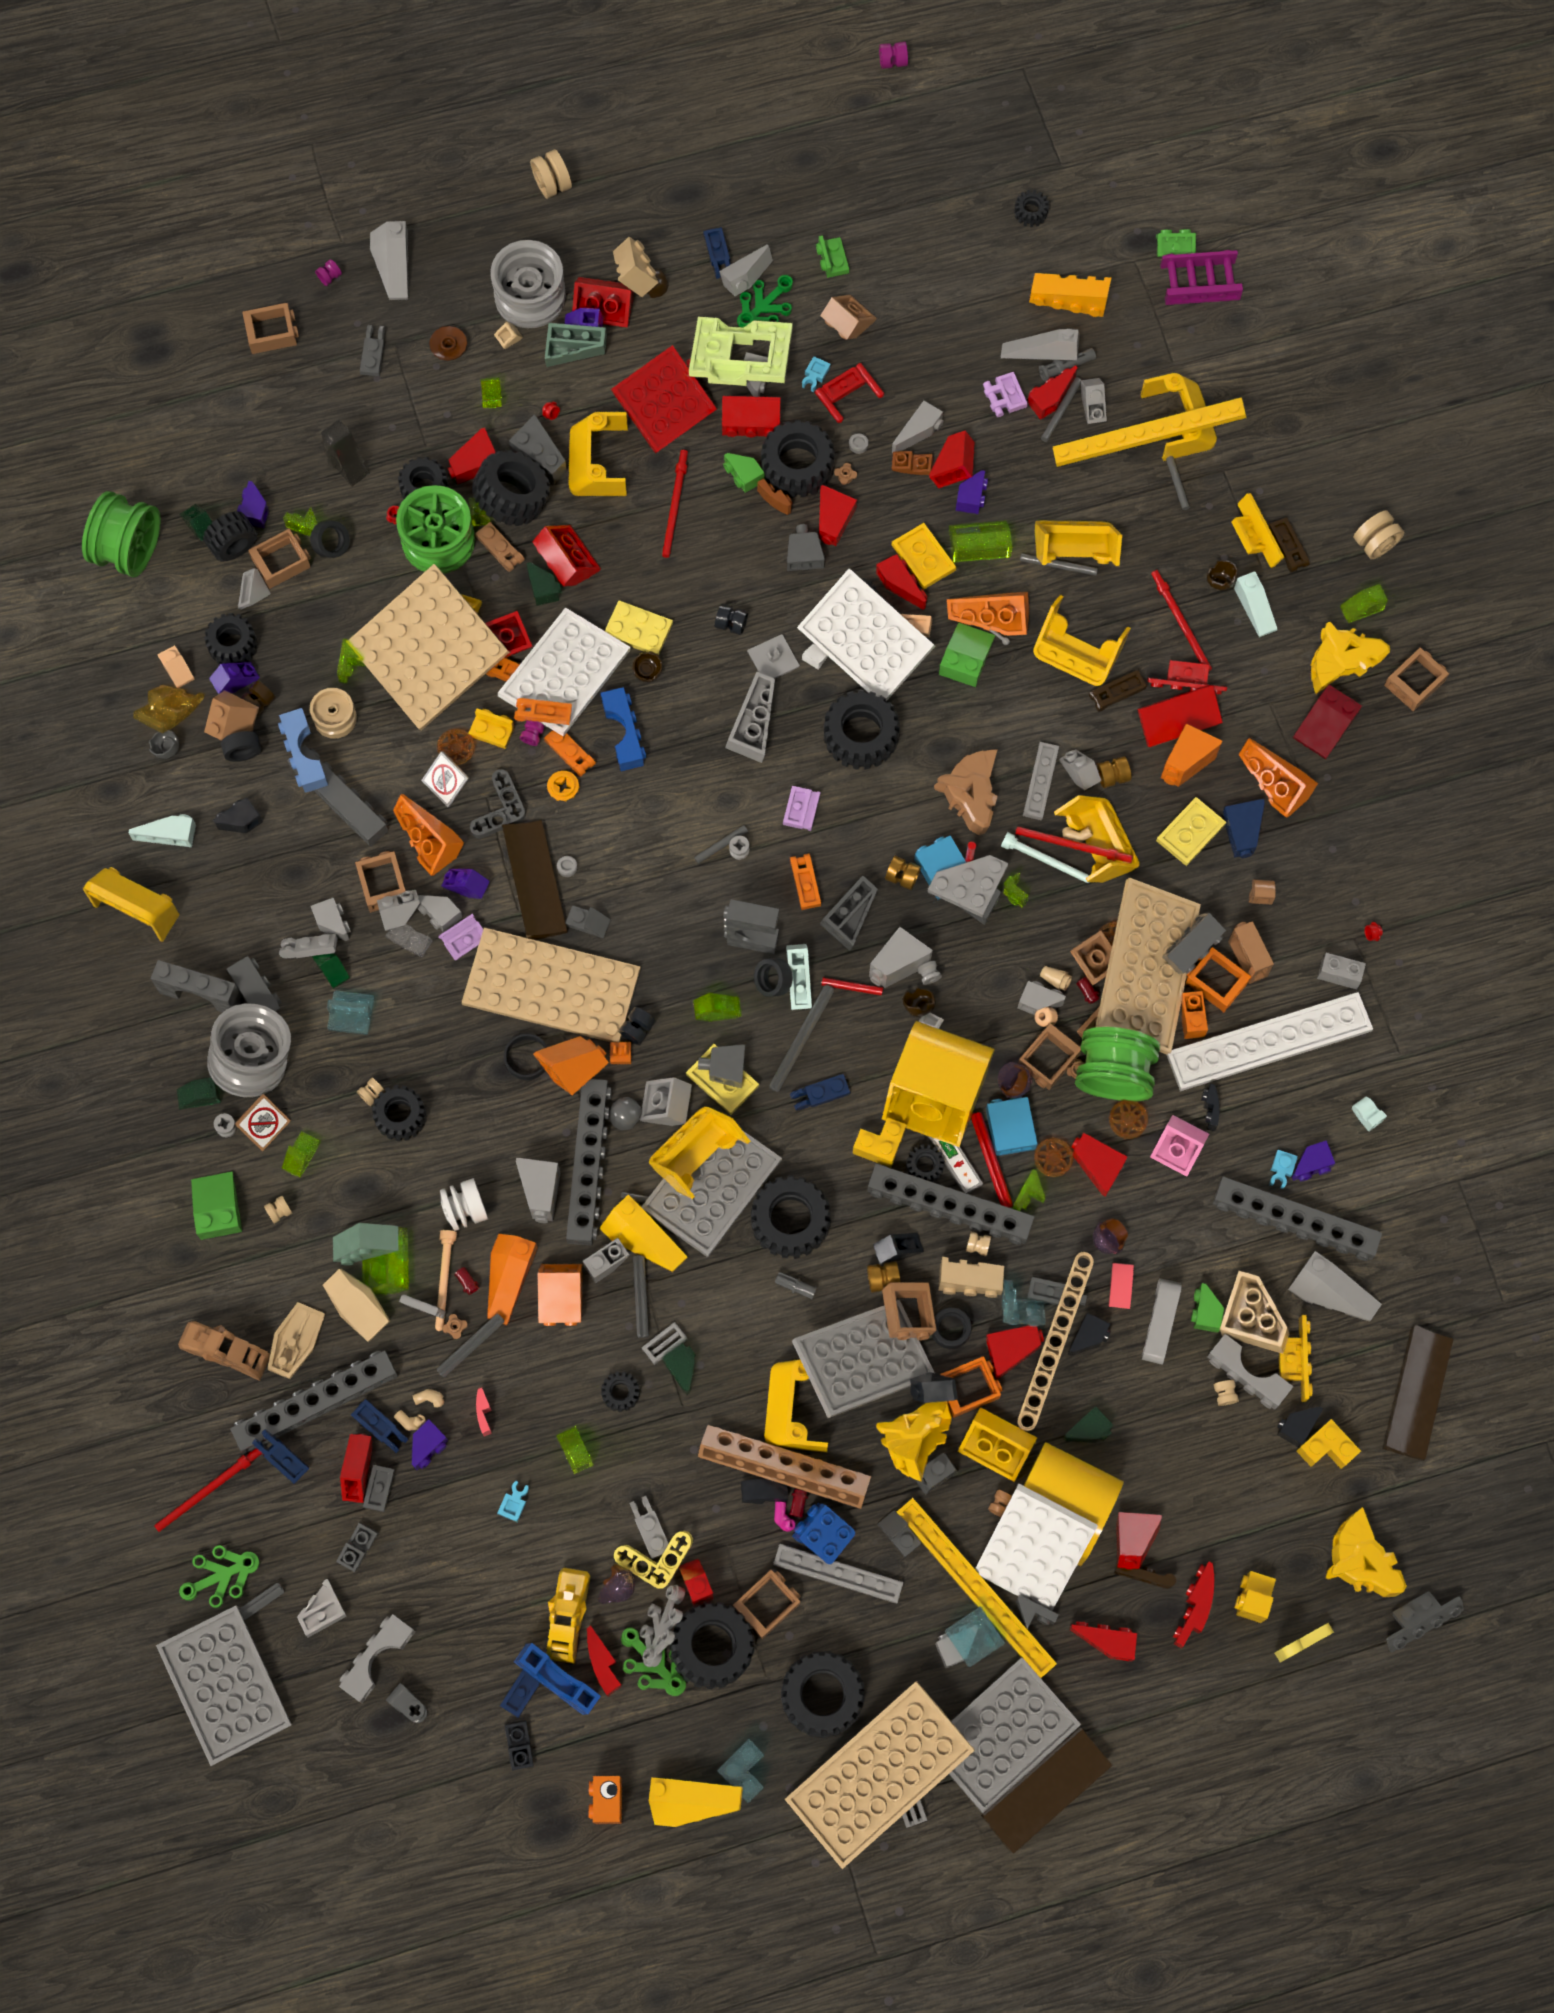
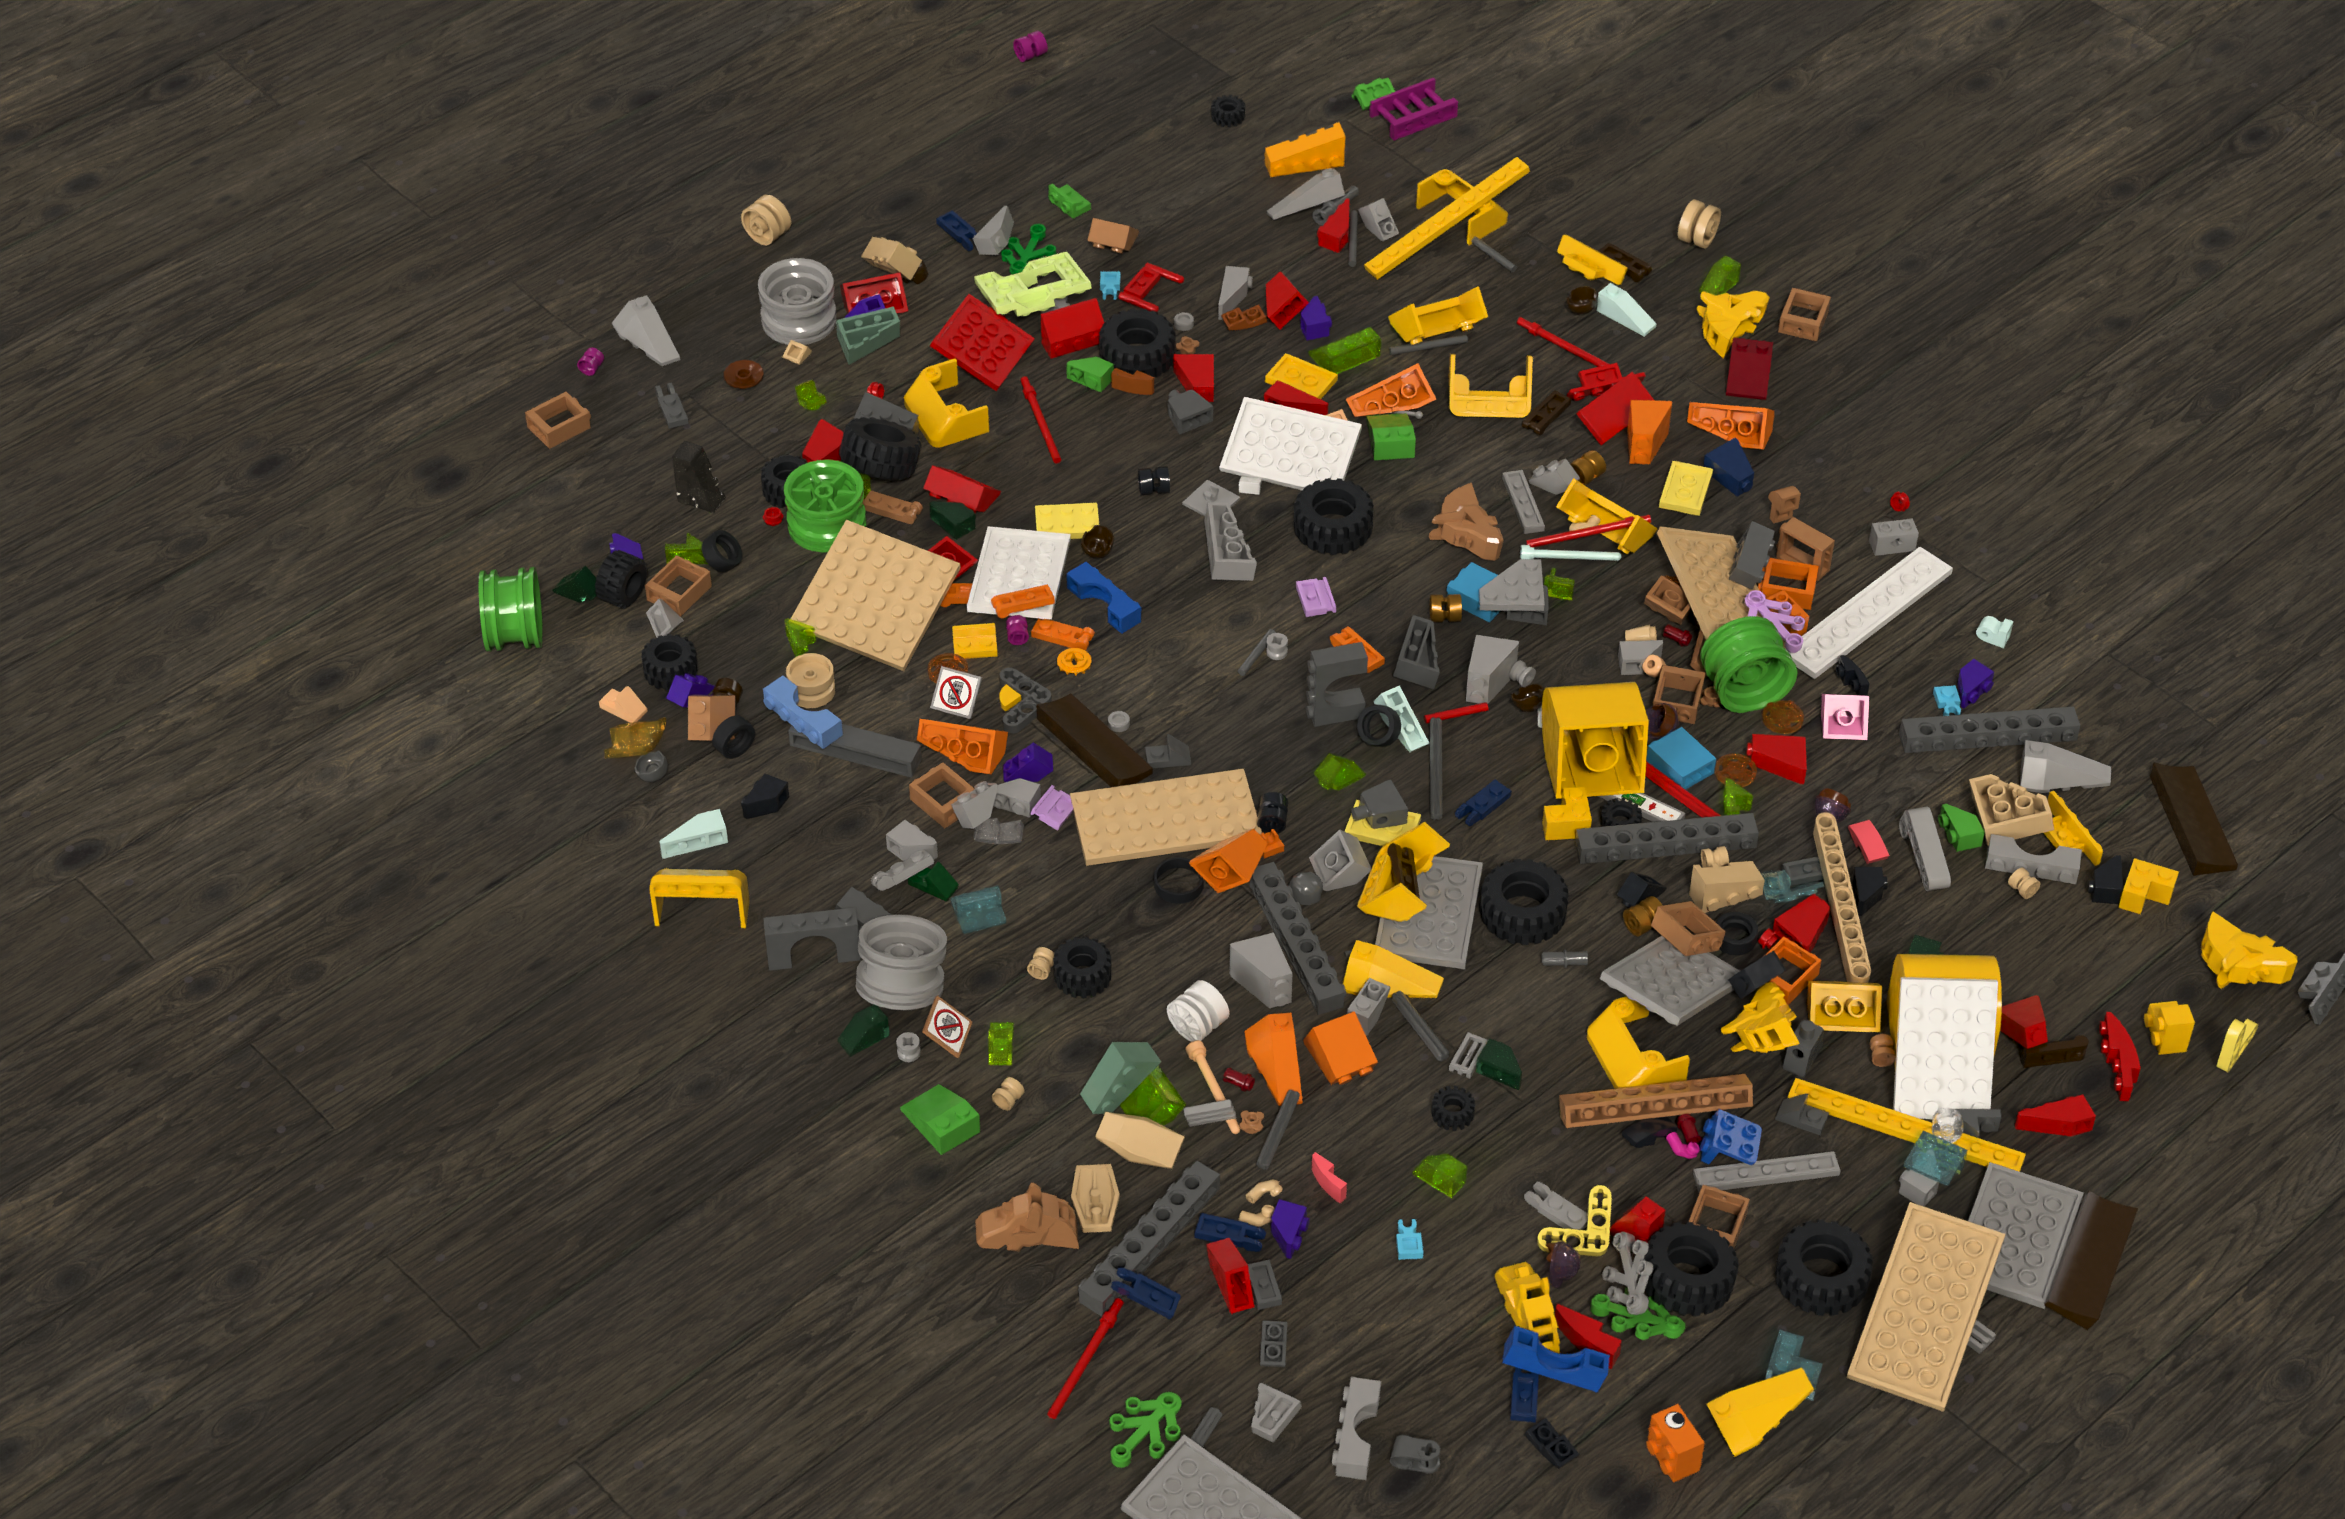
camera: 25 degrees left, 25 degrees down
(489, 800) = (1008, 697): none -> yellow tile
(702, 1148) = (1404, 867): none -> dark brown plate
(970, 852) = (1502, 560): red bar -> none
(975, 1346) = (1768, 938): none -> red plate
(1002, 1612) = (1947, 1124): none -> clear head
(1010, 391) = (1299, 240): lavender plate -> none
(1168, 1022) = (1757, 602): none -> lavender plant

